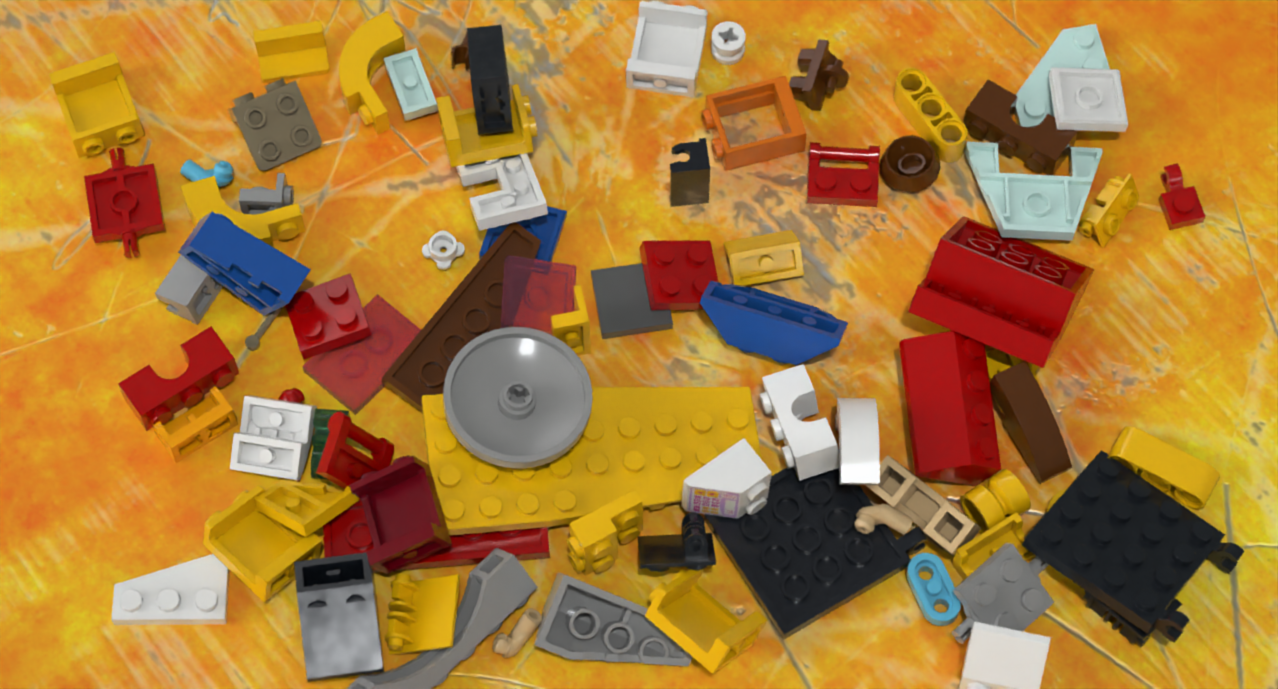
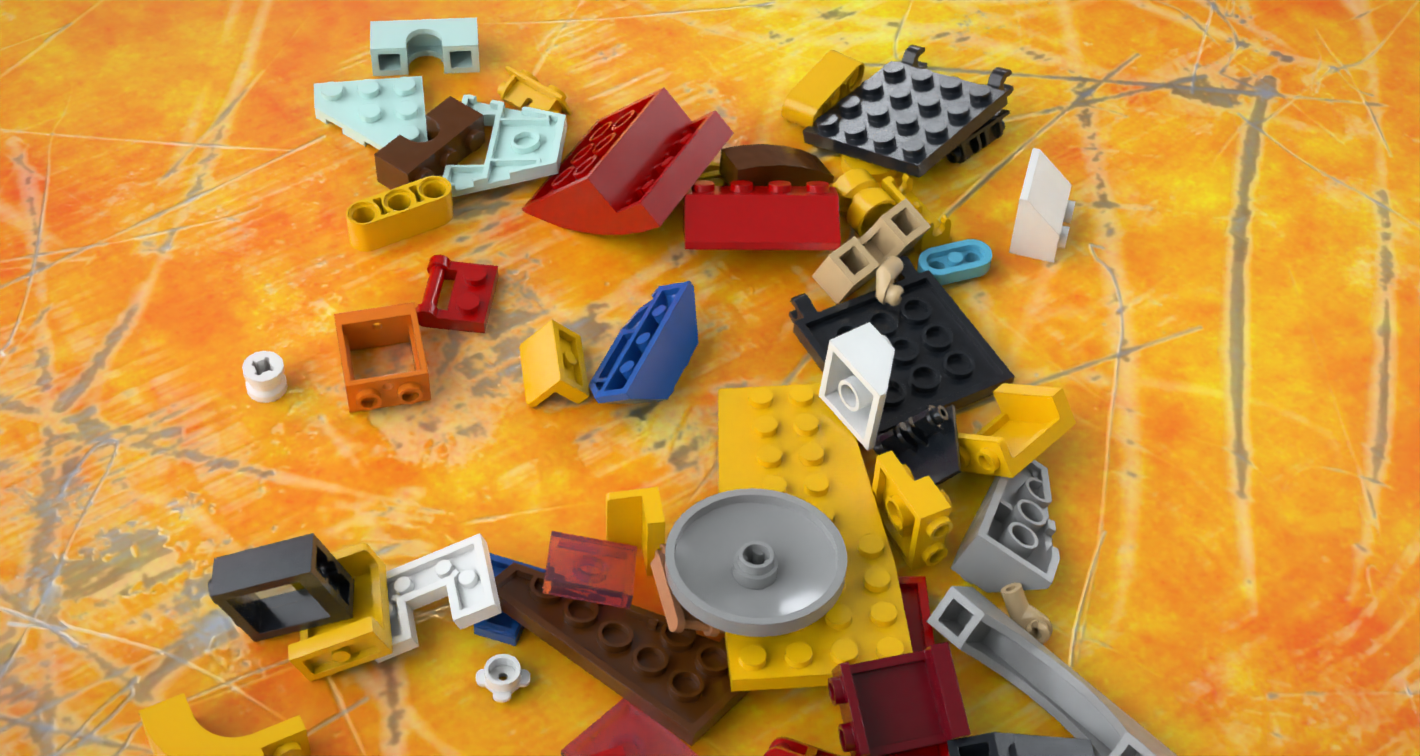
camera: 90 degrees left, 15 degrees down
(410, 84) = (249, 703): light aqua plate -> none
(422, 614) = (1011, 695): yellow hinge -> none
(460, 54) = (212, 642): reddish brown hand -> none
(624, 302) = (581, 487): dark grey tile -> none
(667, 48) = (258, 435): white panel -> none
(677, 272) = (572, 437): red plate -> none
(691, 178) = (448, 404): black hinge -> none
(808, 445) = (747, 352): white arch -> none
(822, 76) = (329, 292): reddish brown hips -> none
(858, 441) = (807, 267): white arch -> none
(910, 164) = (456, 235): reddish brown hat -> none
(1003, 593) = (968, 207): light grey plate -> none
(1088, 99) = (414, 85): white tile -> none
(1161, 81) = (401, 41): none -> light aqua arch
(1179, 204) = (530, 51): red plate -> none

